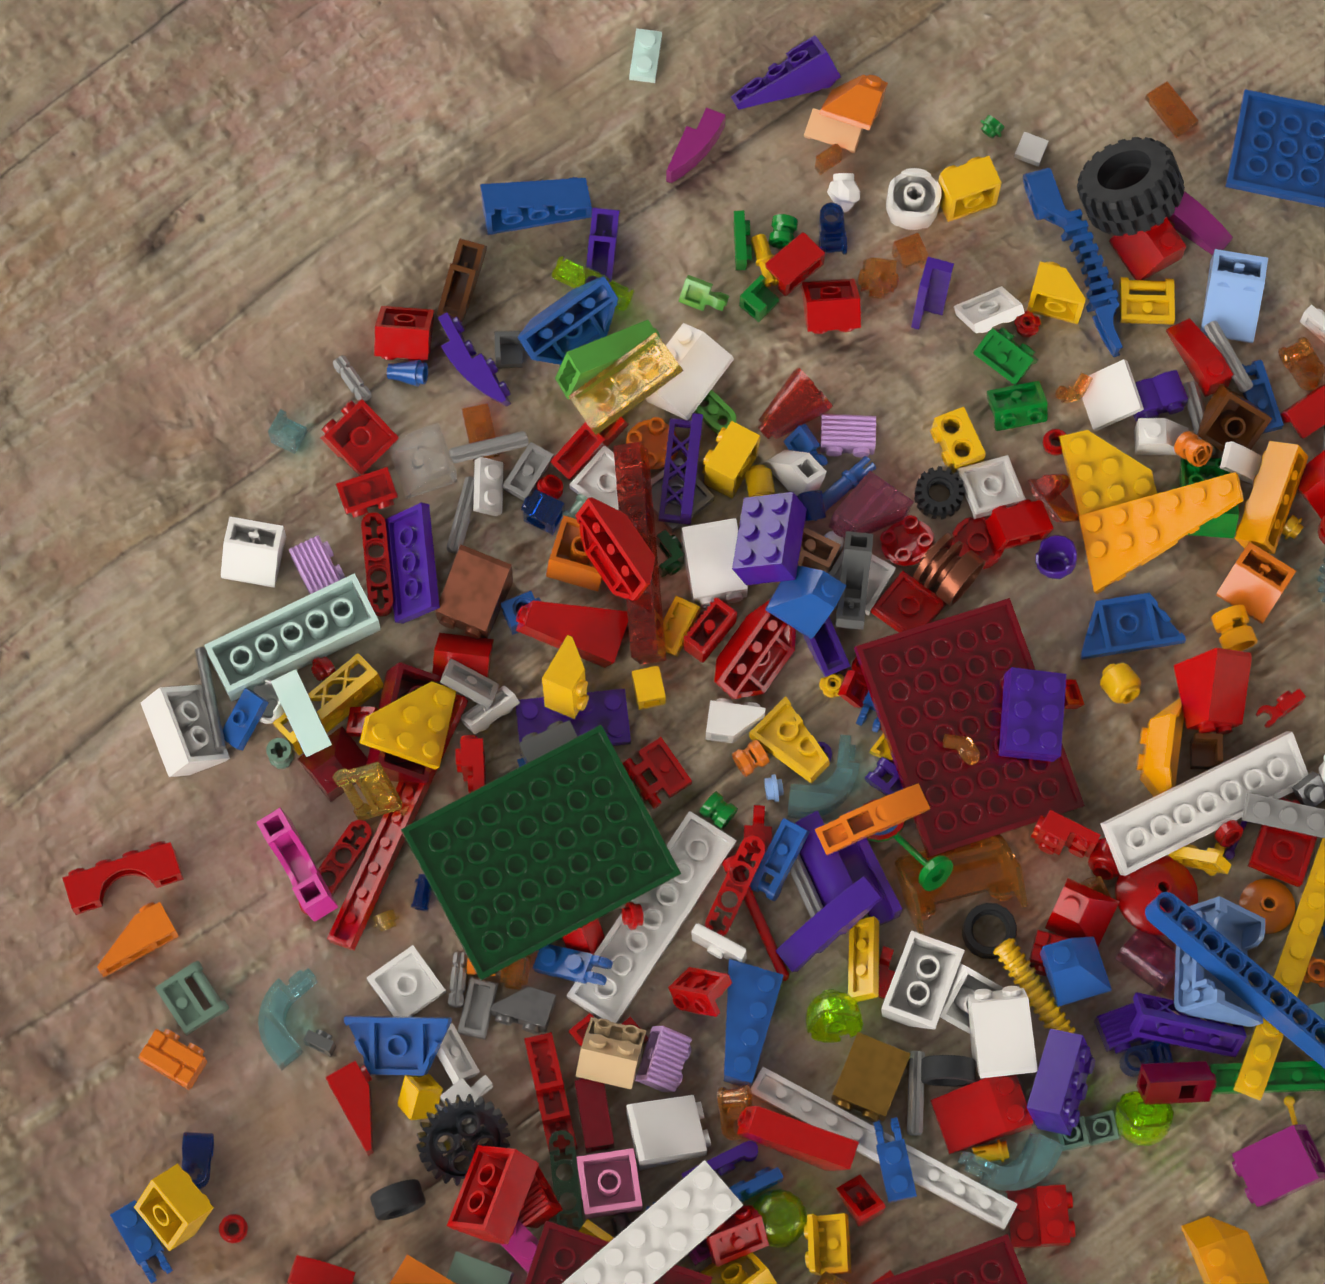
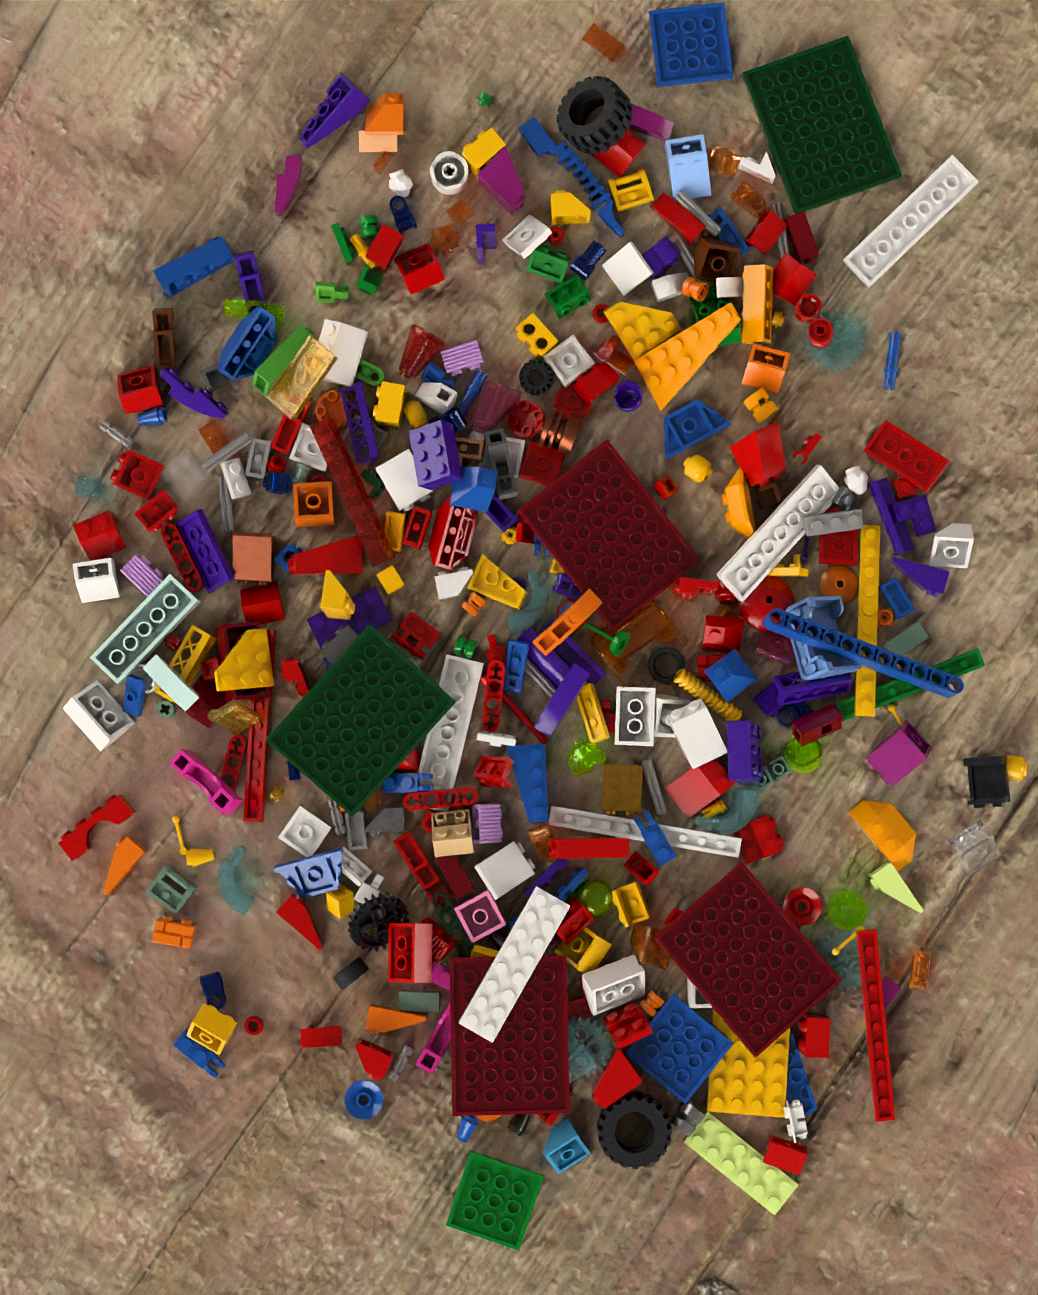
camera: 15 degrees left, 15 degrees up
(210, 699) = (107, 688): flat silver bar -> none
(229, 952) = (175, 819): none -> yellow hinge
(246, 966) = (198, 856): none -> yellow cone
(279, 496) = (99, 536): none -> red slope
(320, 1041) = (264, 888): dark grey plate -> none
(469, 683) = (273, 620): light grey plate -> none
(481, 717) = (292, 631): white plate -> none
(613, 996) = (440, 795): none -> red beam
(615, 549) = (337, 500): red wedge -> none
(632, 915) = (434, 738): red plate -> none
(645, 55) = (230, 128): light aqua plate -> none
(773, 788) = (495, 619): light blue plate -> none
(947, 1070) = (670, 768): black tyre -> none
(964, 746) = (611, 551): clear orange arm -> none
(979, 231) = (502, 182): none -> magenta slope
(1031, 149) = (517, 105): white tile -> none
(1032, 714) = (648, 514): dark purple brick -> none
(1056, 371) = (585, 264): none -> clear blue piece
(1074, 392) = (602, 274): clear orange arm -> none
(1228, 833) = (800, 546): red tile -> none
(1284, 305) = (724, 161): none -> clear orange panel

